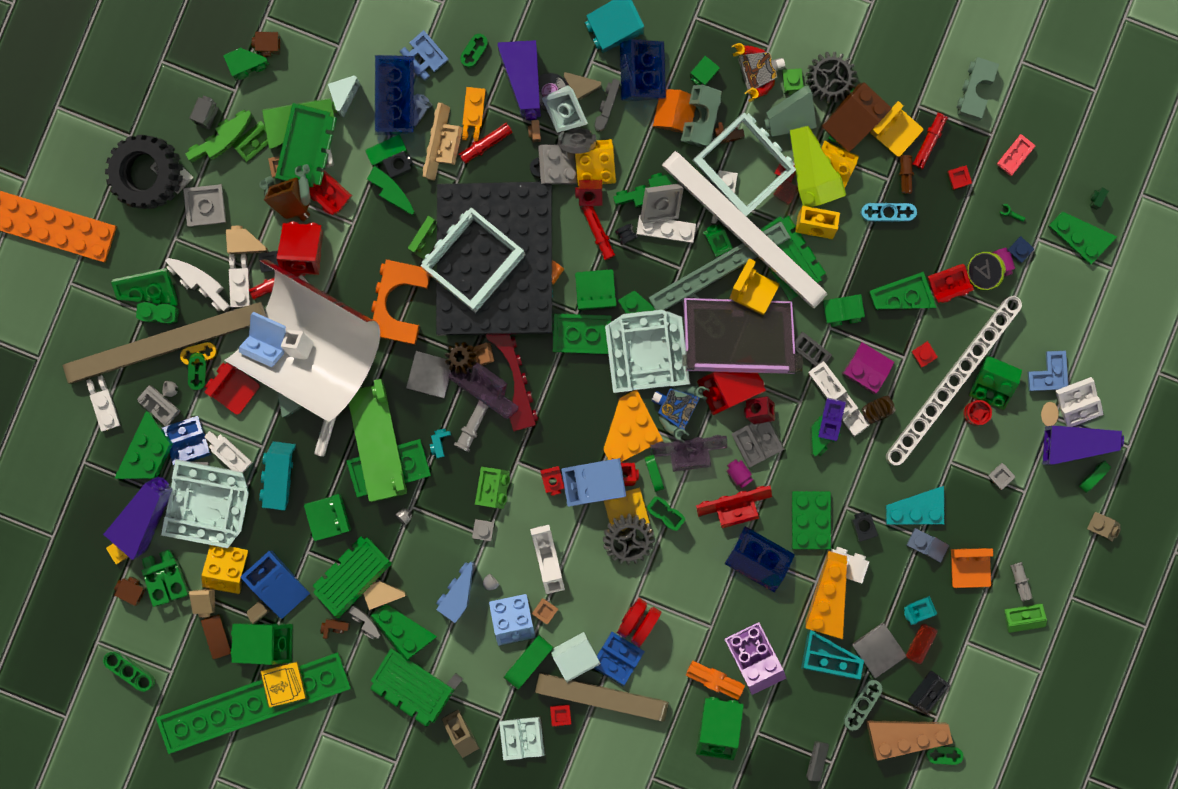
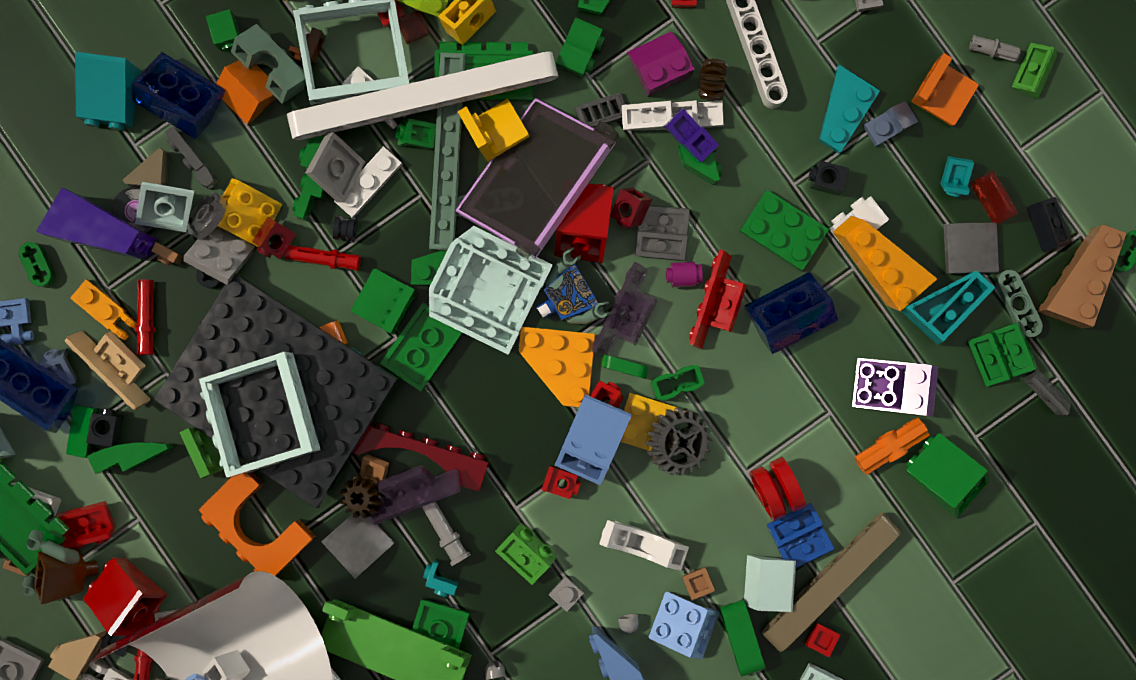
camera: 60 degrees left, 0 degrees up
(822, 715) = (1002, 354): none -> green slope

